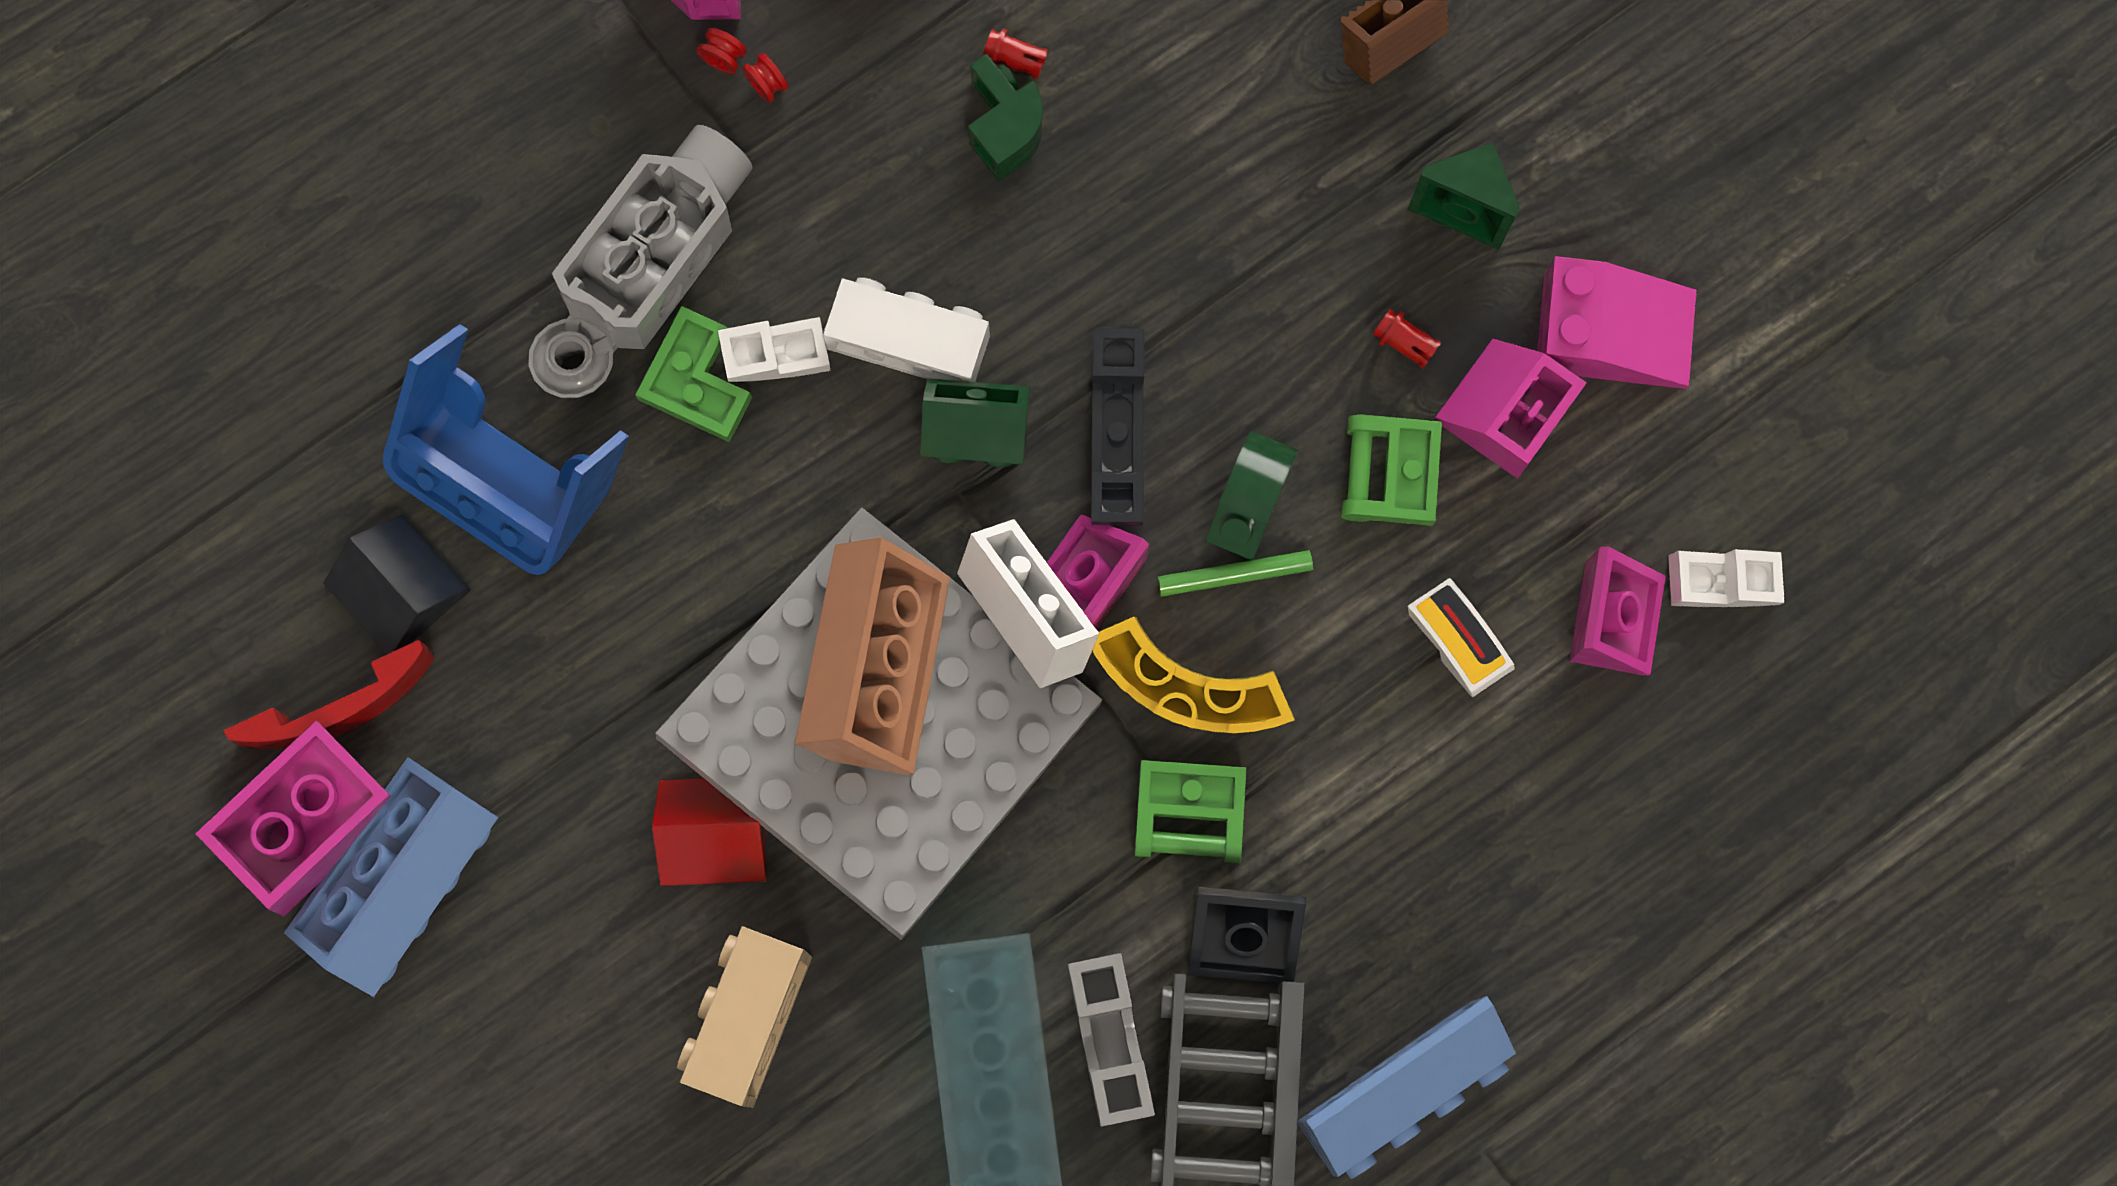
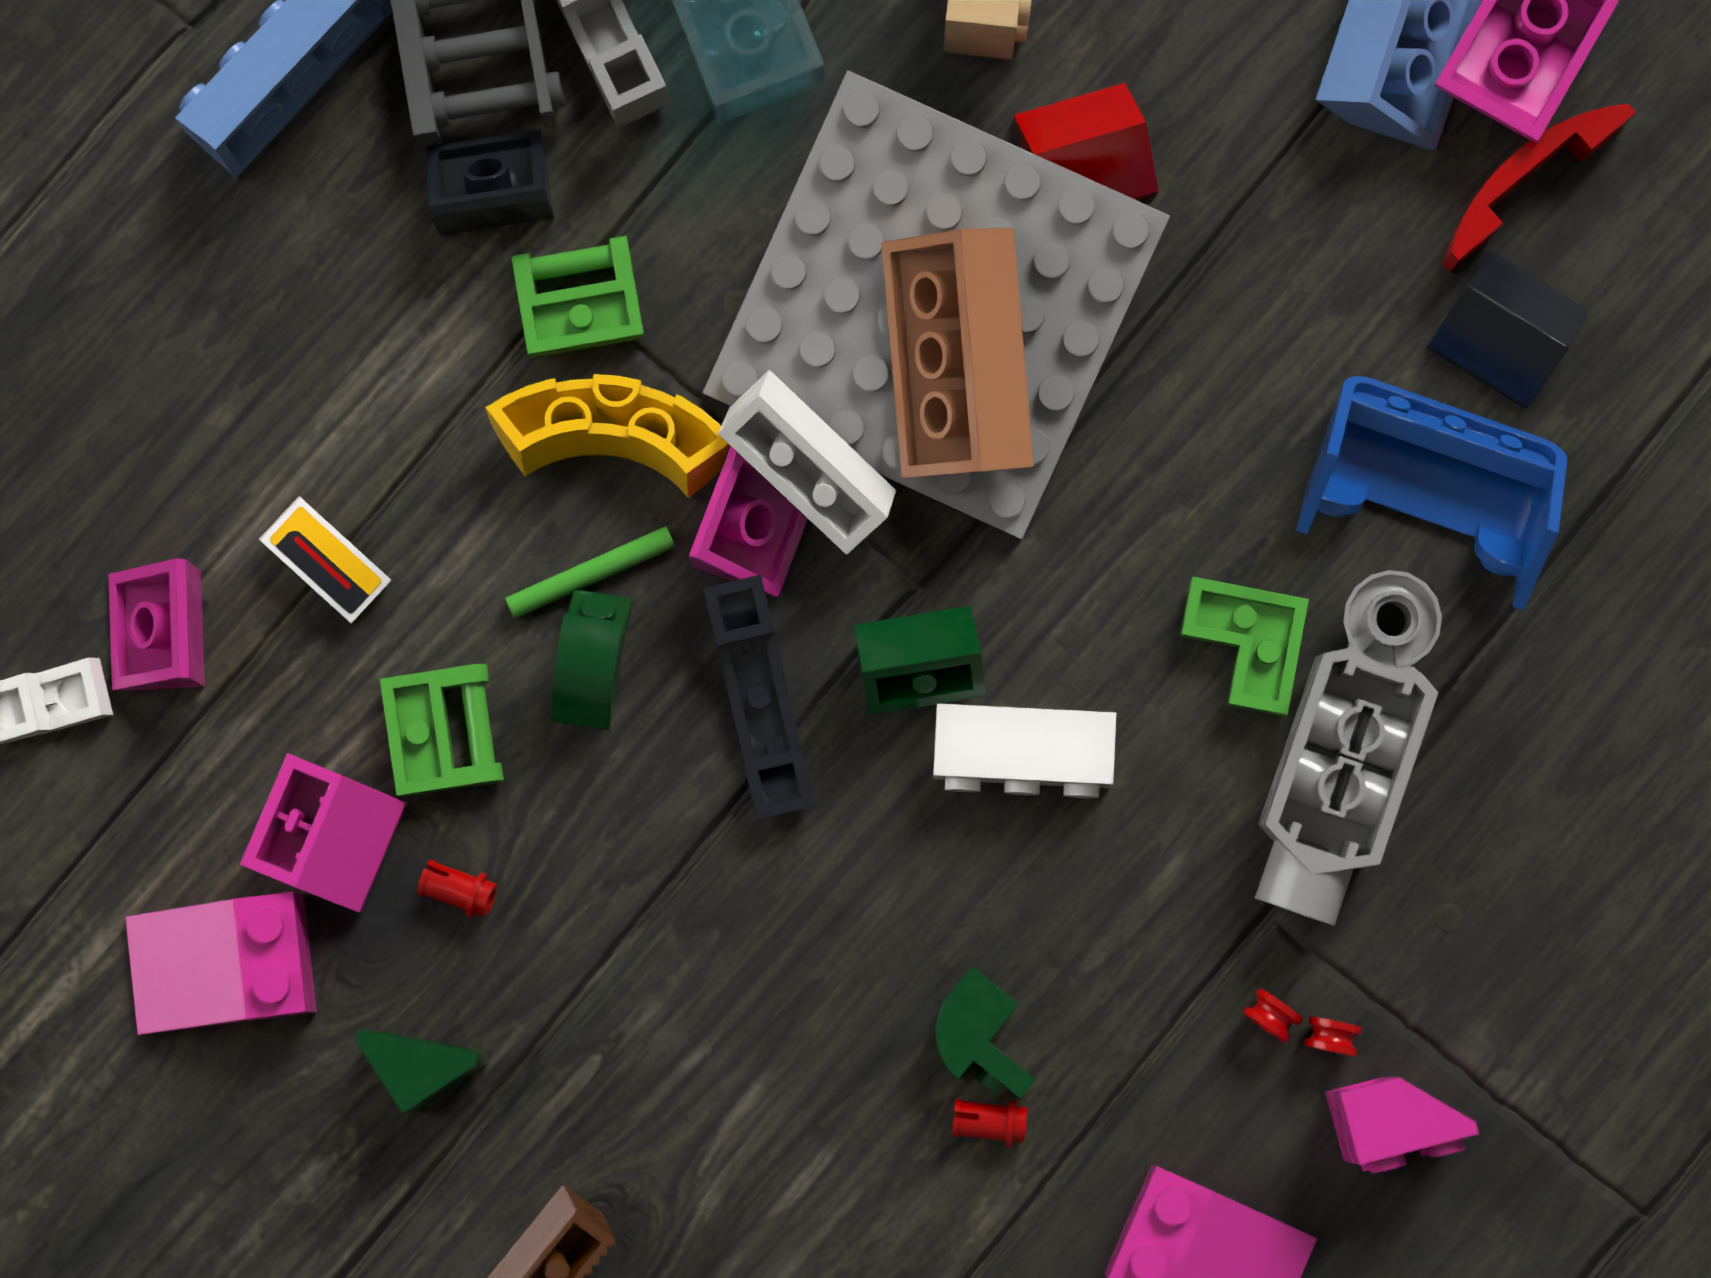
camera: 170 degrees right, 5 degrees up
(774, 352) = (1169, 692): white slope -> none

